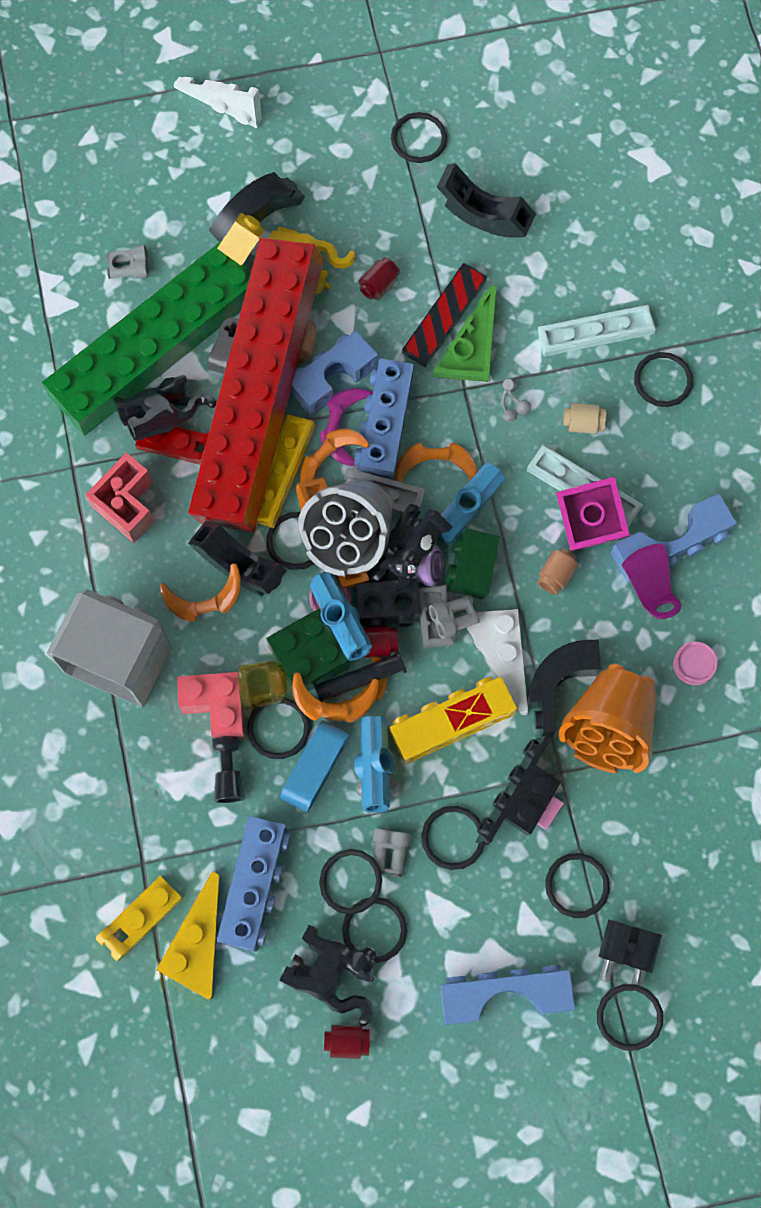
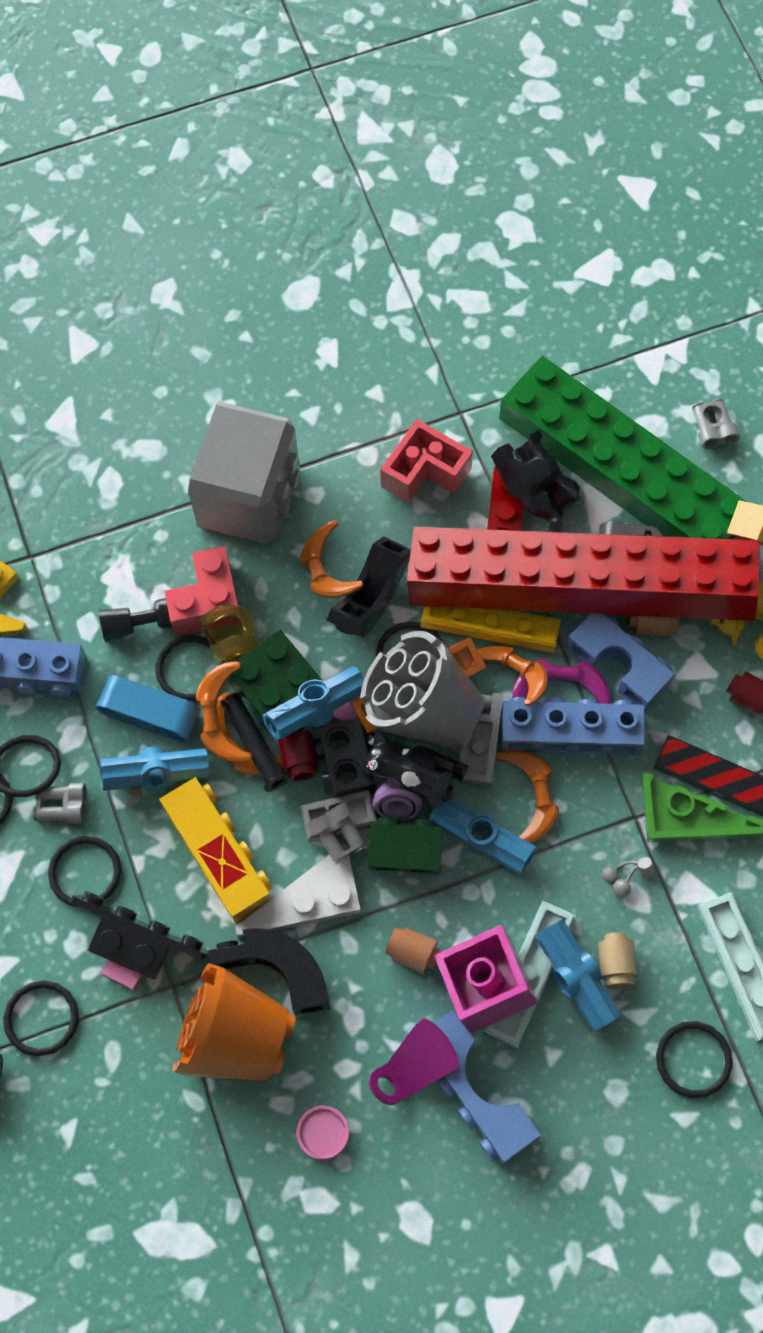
camera: 85 degrees right, 5 degrees down
(593, 448) = (577, 975): none -> dark azure piece

